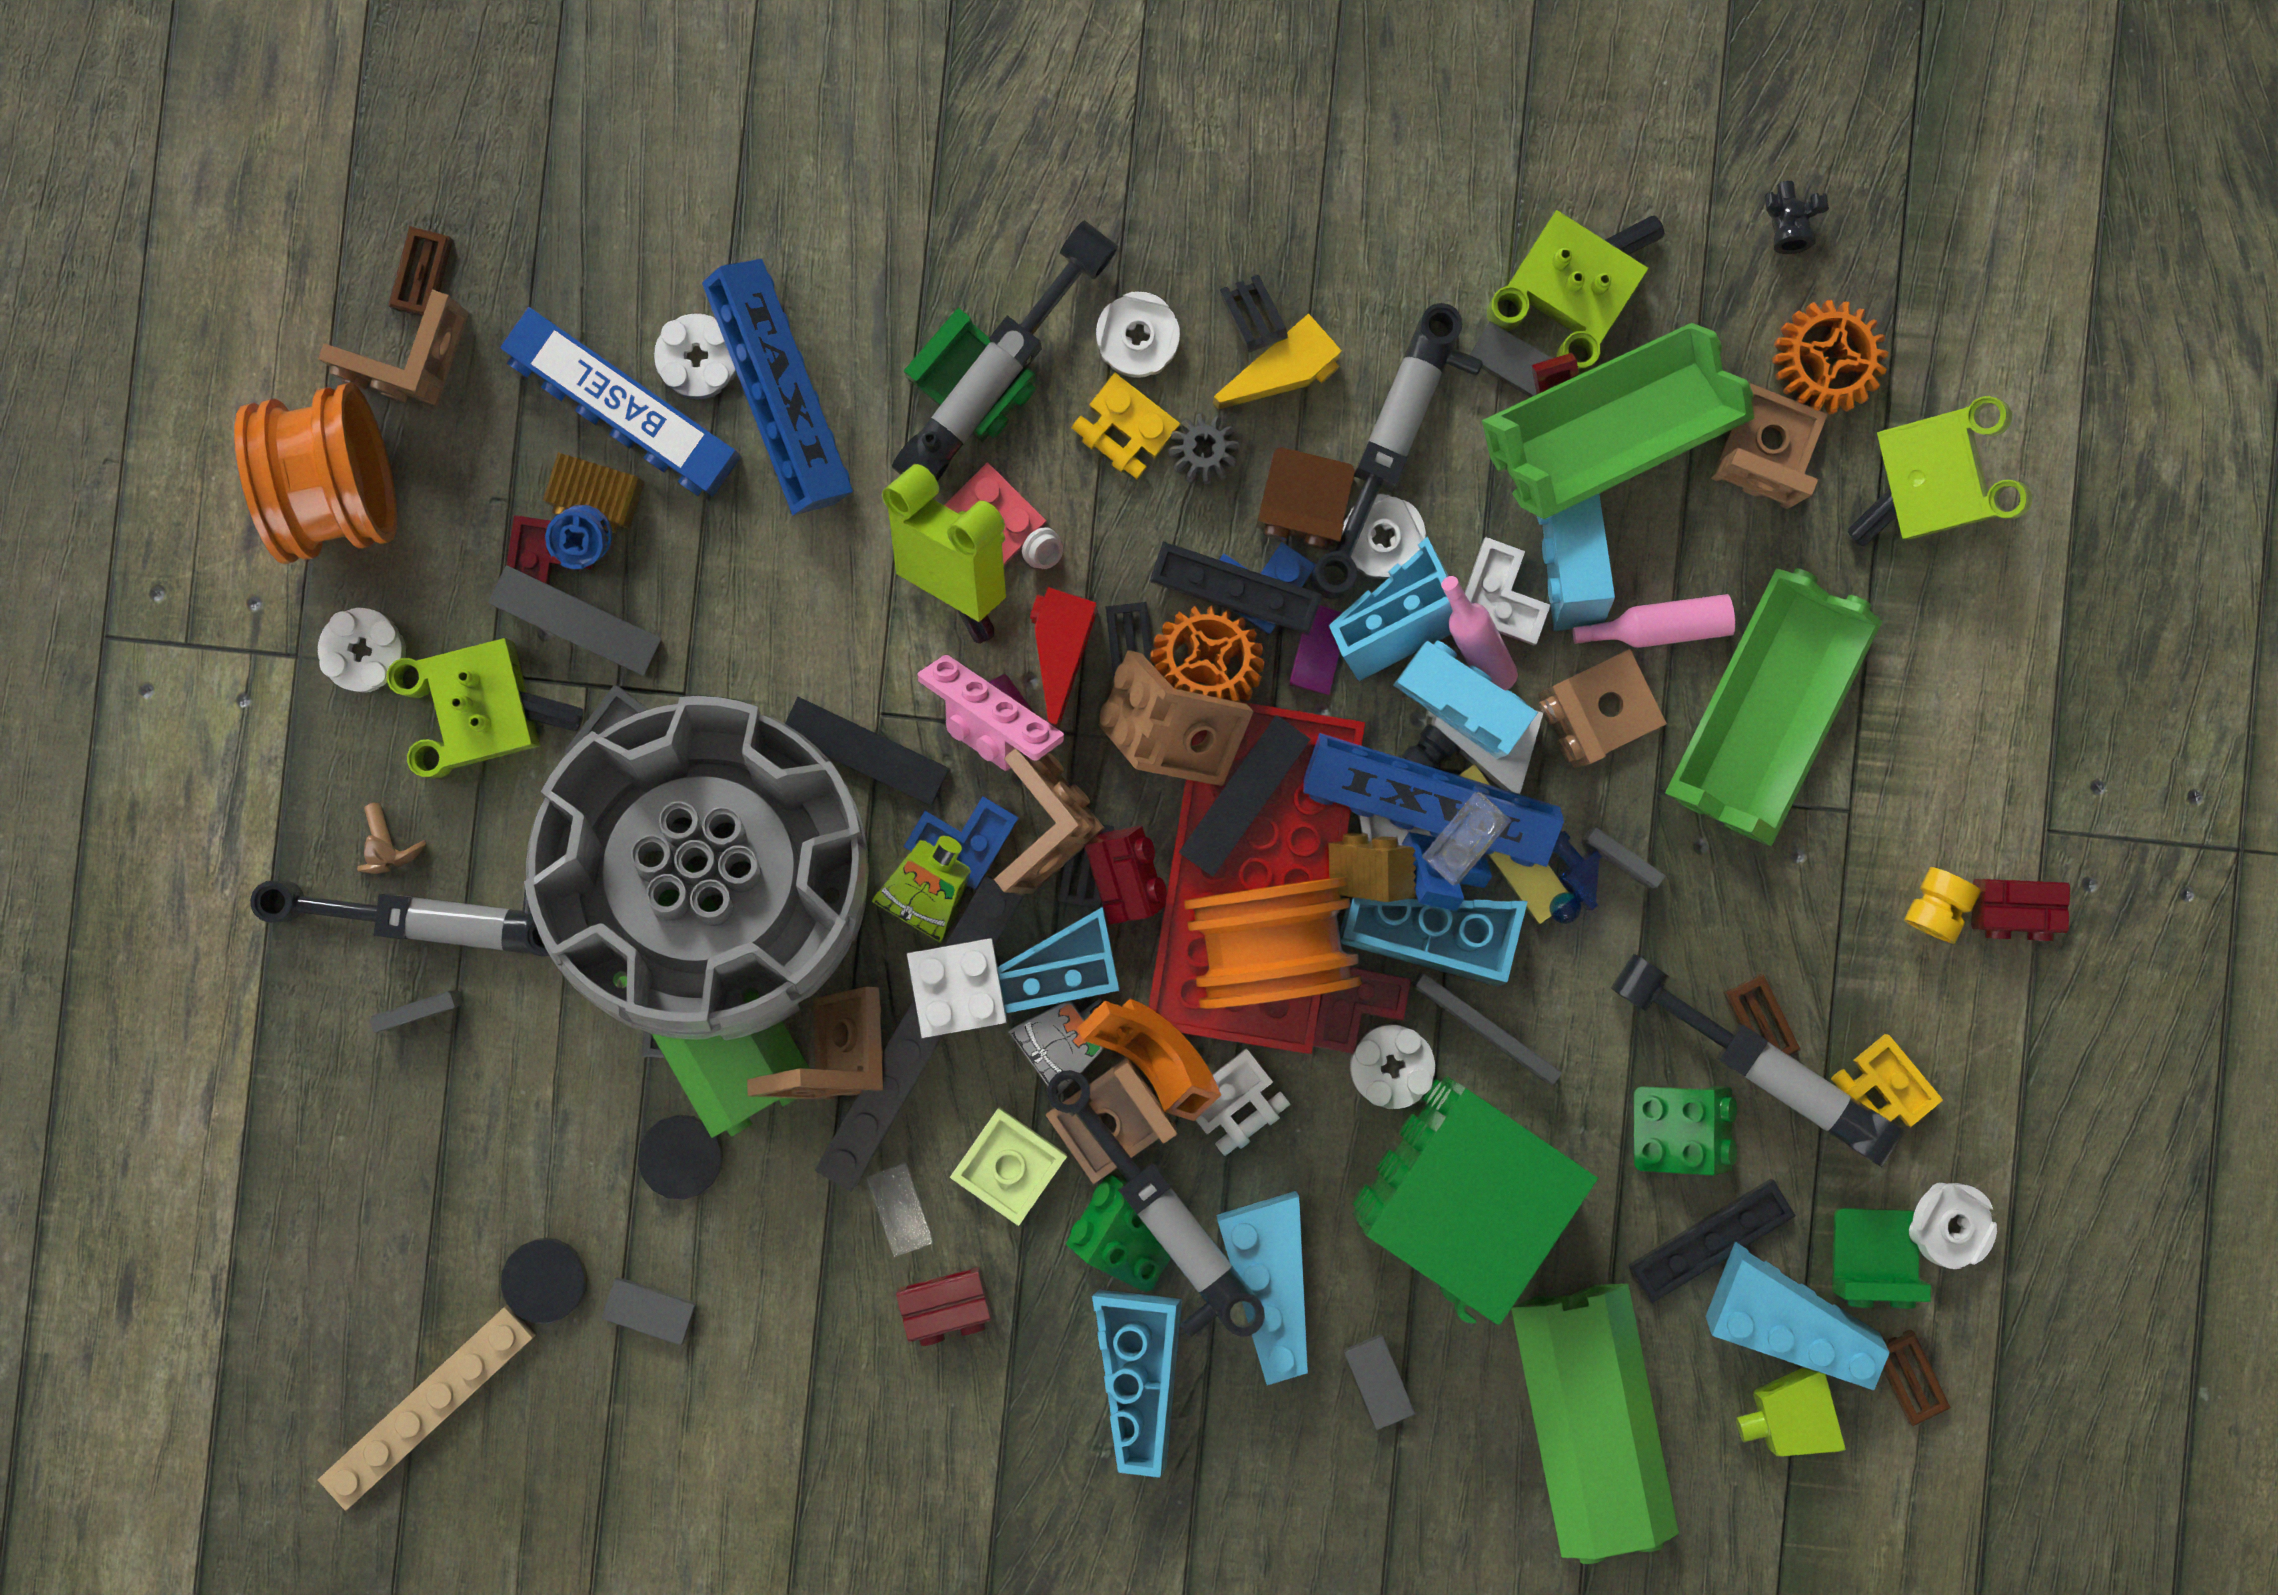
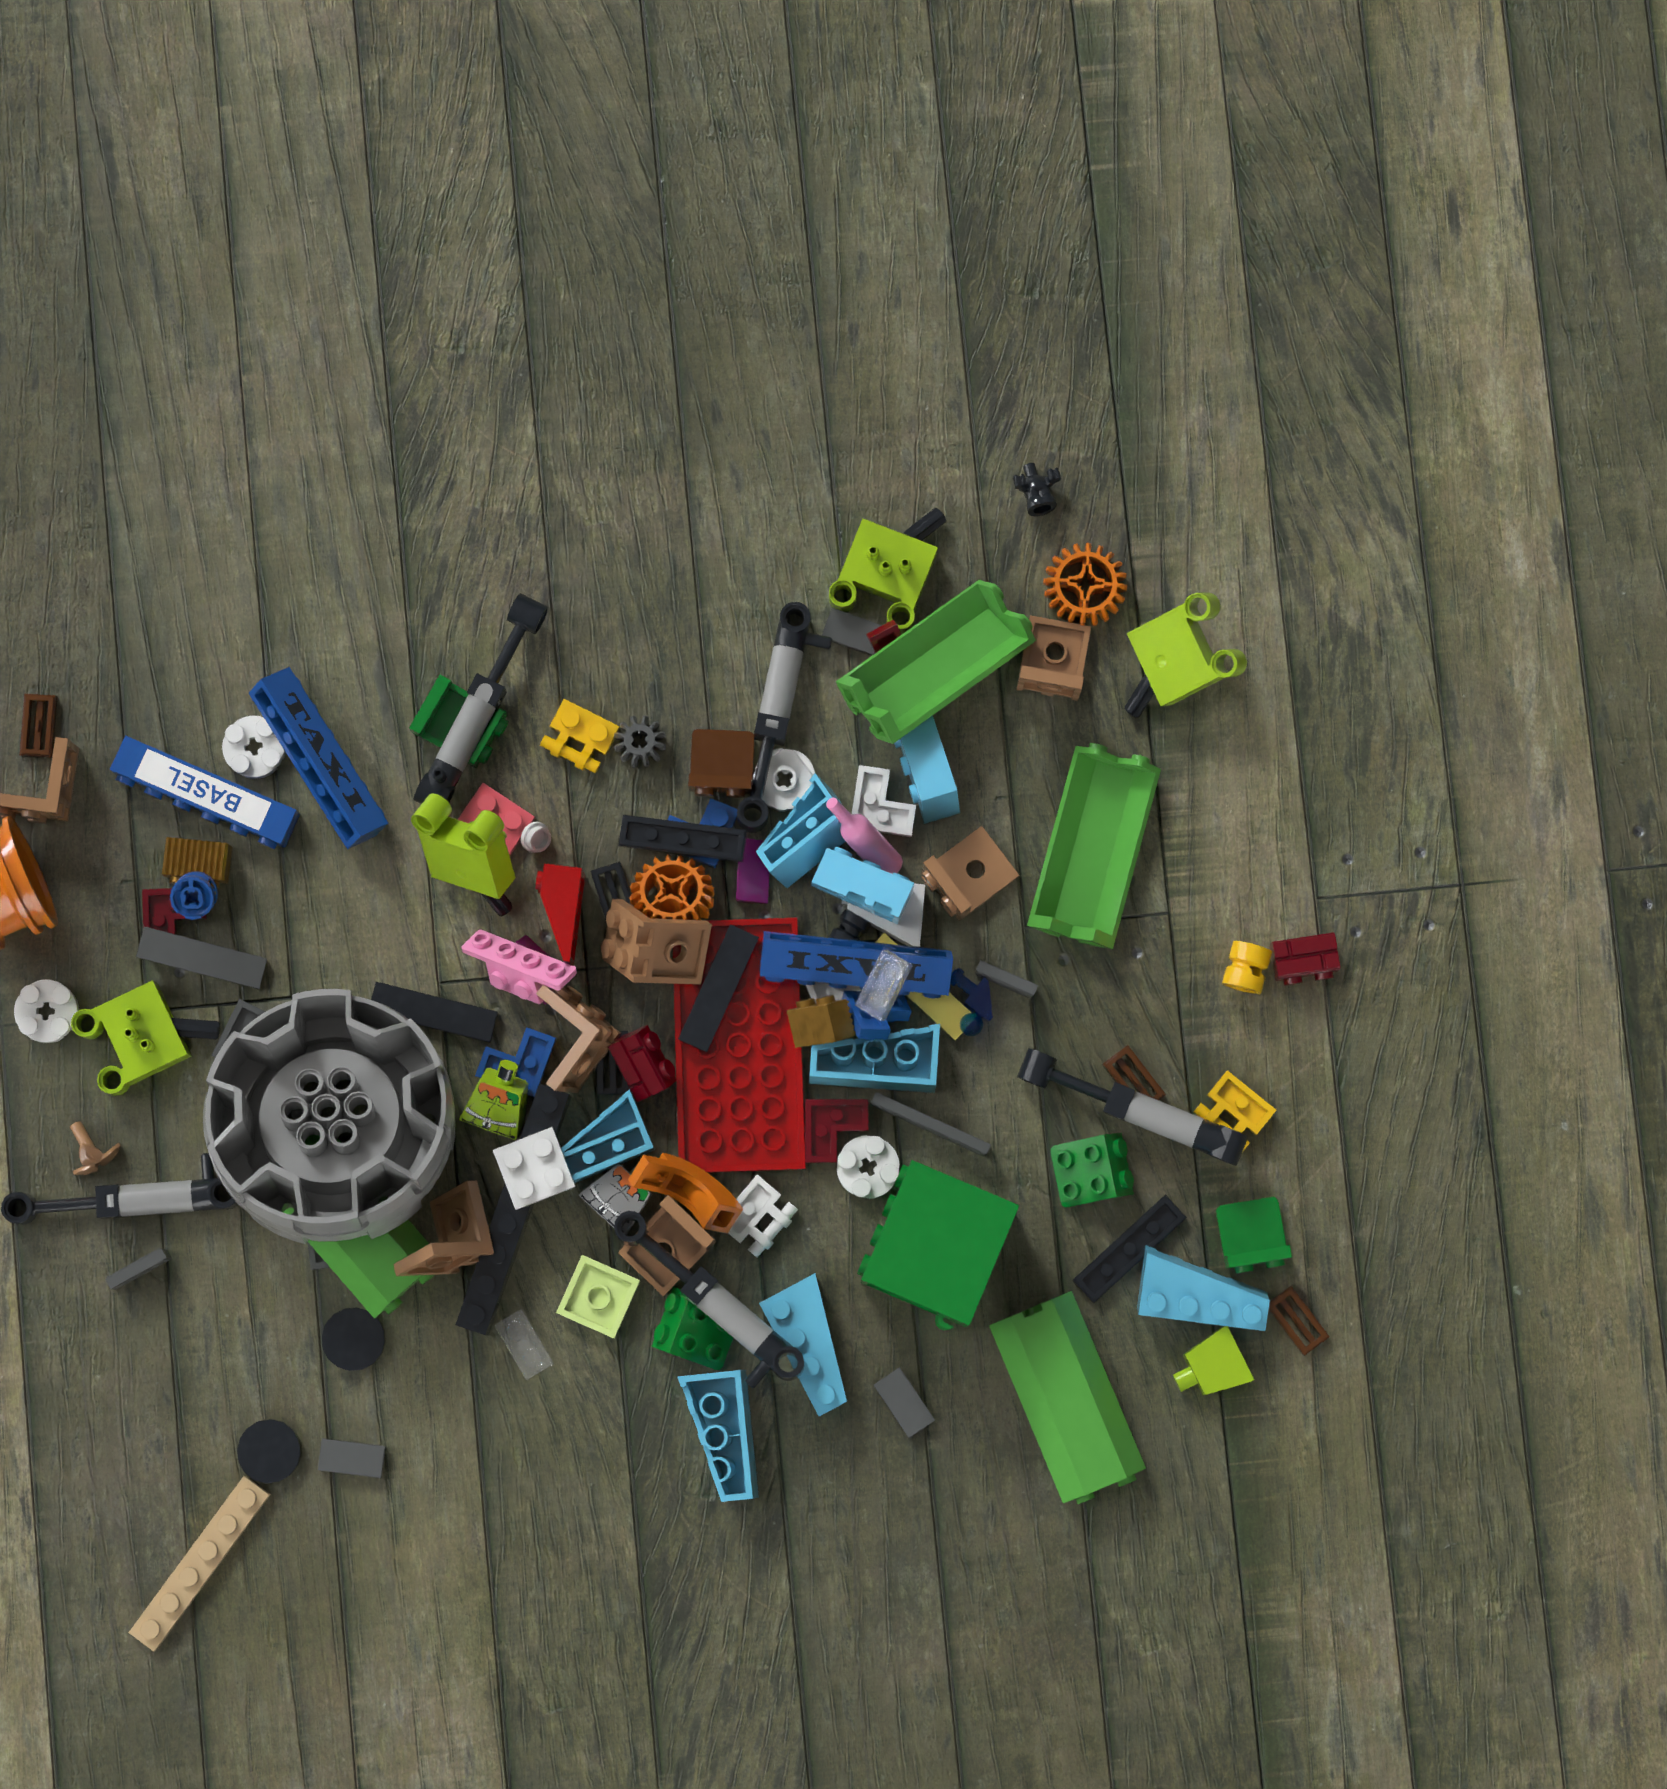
camera: 10 degrees left, 5 degrees down
(944, 1306) = (571, 1408): dark red brick -> none
(1124, 315) = (562, 655): white plate -> none
(1244, 293) = (647, 622): black tile -> none
(1273, 943) = (756, 1087): orange wheel -> none
(1284, 366) = (689, 668): yellow slope -> none
(1665, 623) = (1003, 802): bright pink piece -> none
(1931, 1222) = (1318, 1192): white plate -> none

